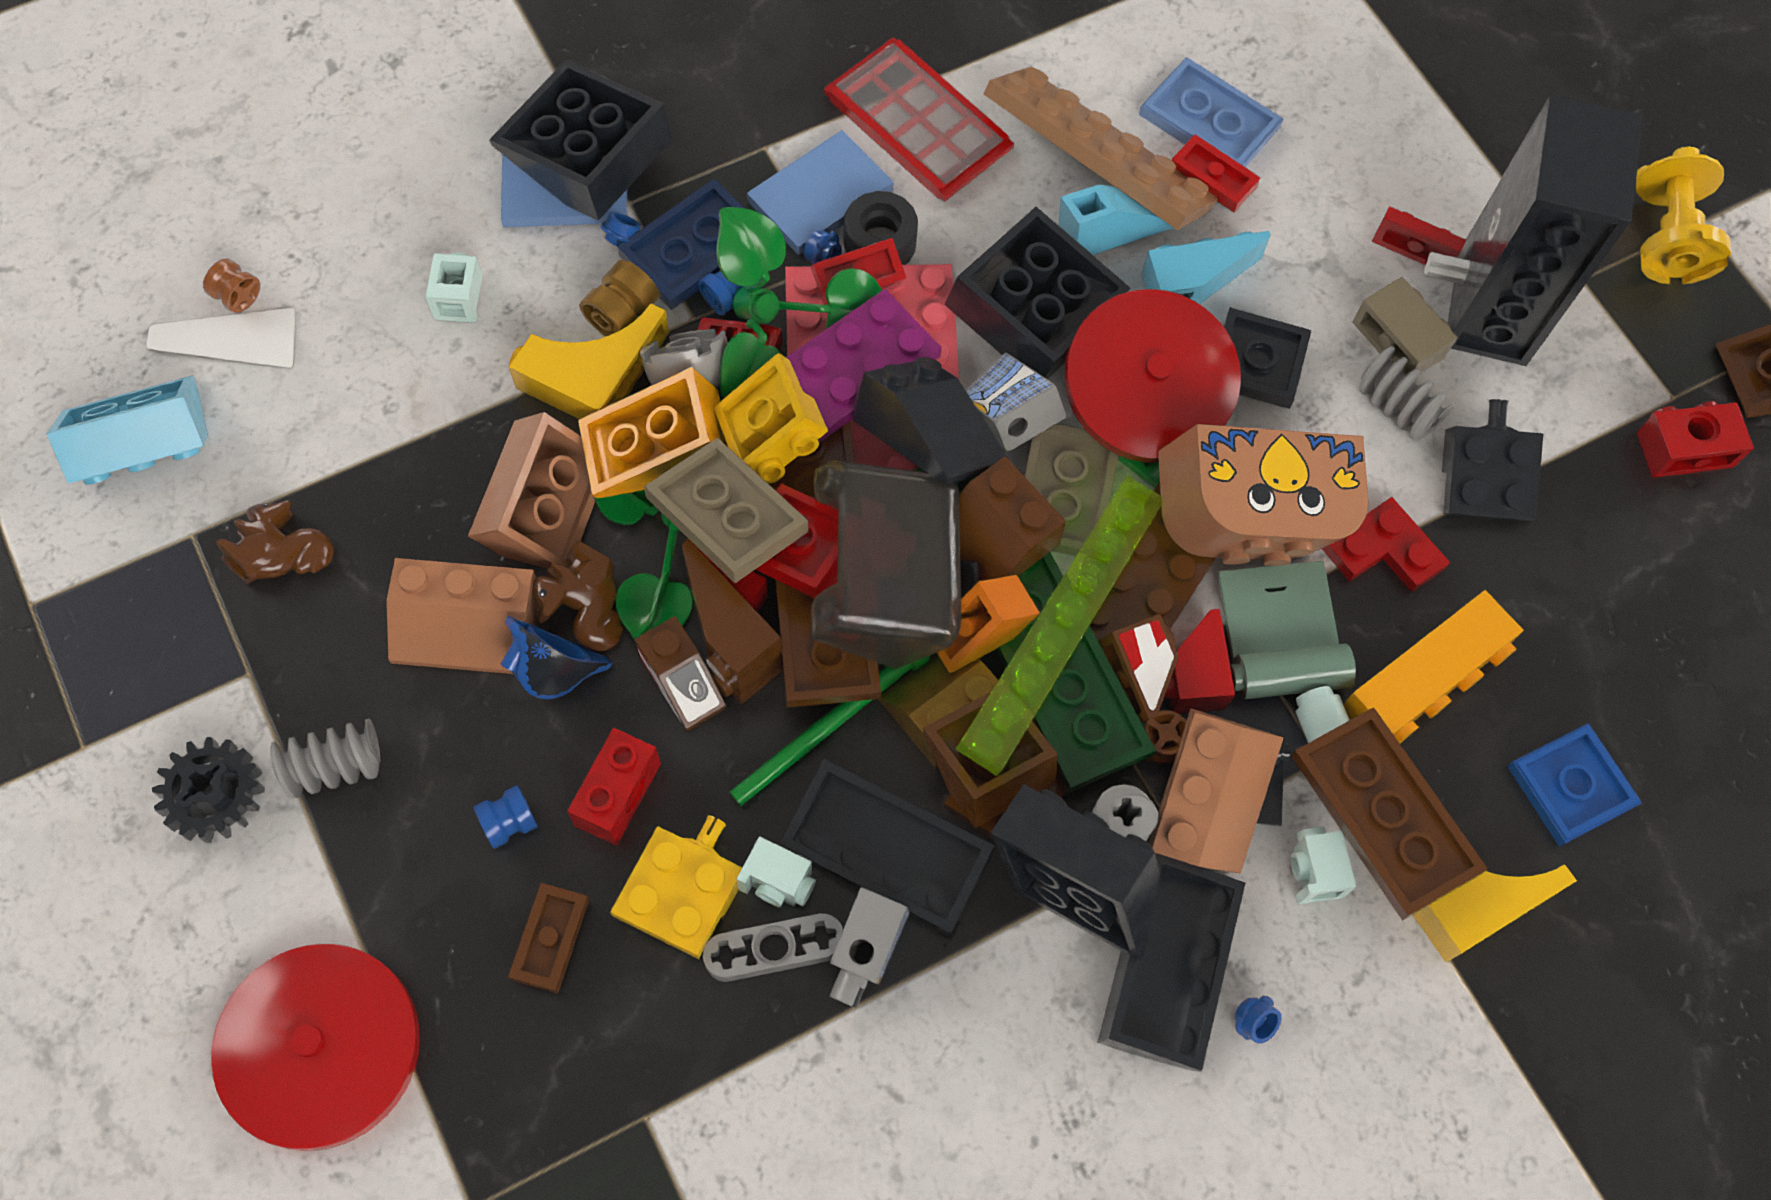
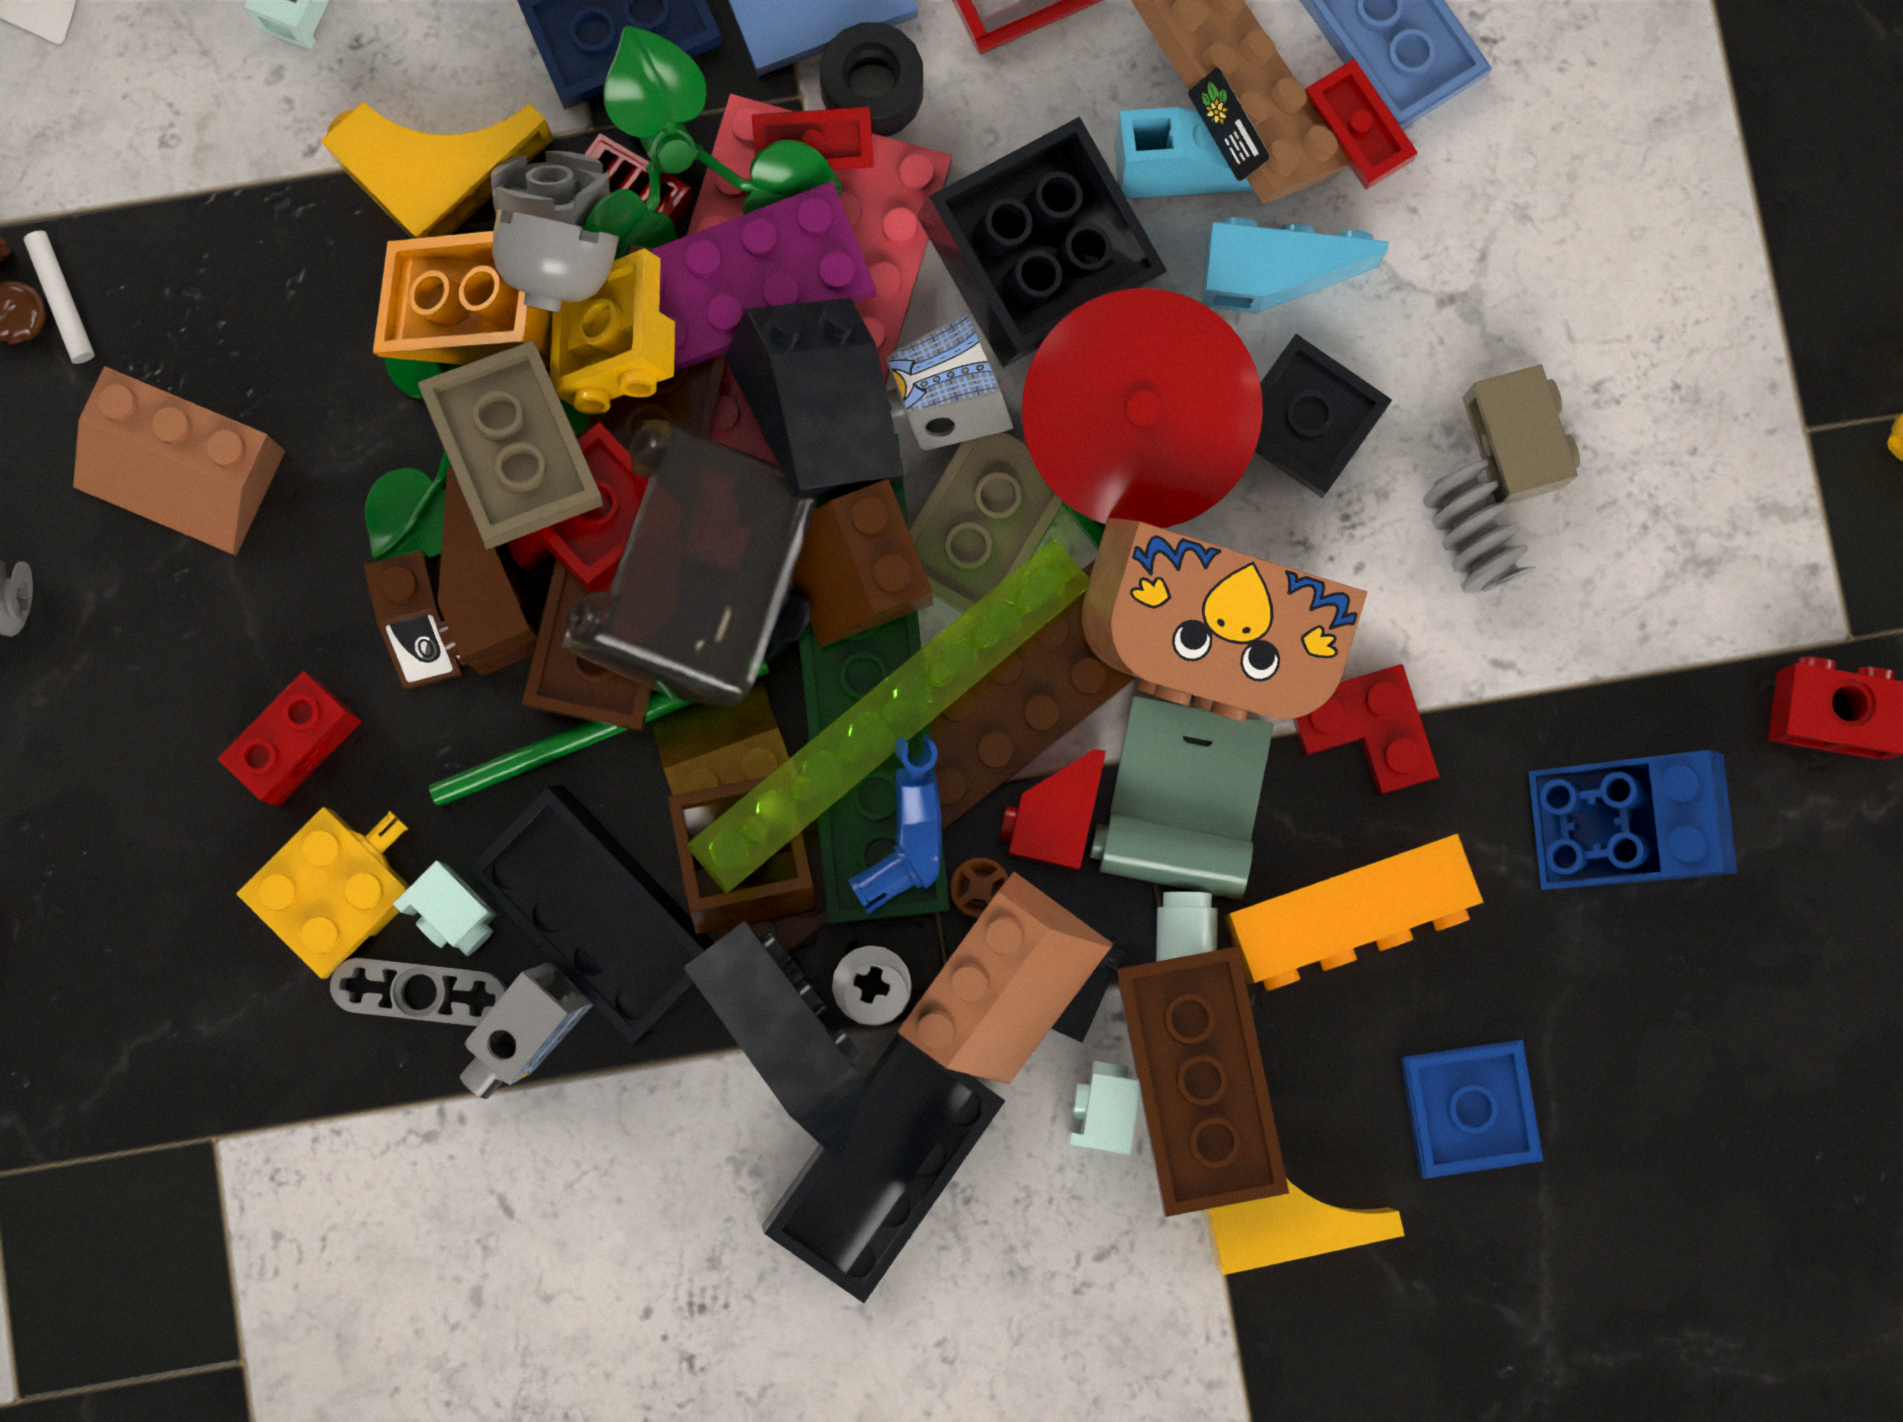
camera: 20 degrees right, 15 degrees up
(339, 532) = (59, 297): none -> white piece
(505, 816) = (152, 734): blue wheel -> none
(536, 494) = (309, 327): nougat slope -> none
(547, 662) = (259, 553): hat -> none
(549, 938) = (161, 897): reddish brown plate -> none
(586, 588) = (338, 474): reddish brown animal -> none
(620, 299) = (496, 80): pearl gold wheel -> none
(715, 373) = (550, 259): none -> light grey cylinder
(822, 246) = (788, 82): blue plate -> none
(989, 618) = (799, 683): orange slope -> none
(1112, 694) = (918, 833): none -> blue arm
(1137, 184) = (1229, 124): none -> black sticker
(1143, 662) = (977, 794): slope -> none
(1257, 1019) = (955, 1265): blue plate -> none
(1415, 237) = (1583, 295): red plate -> none
(1492, 469) = (1549, 669): black plate -> none
(1543, 229) = (1723, 381): black piece -> none
(1594, 551) = (1633, 821): none -> blue slope

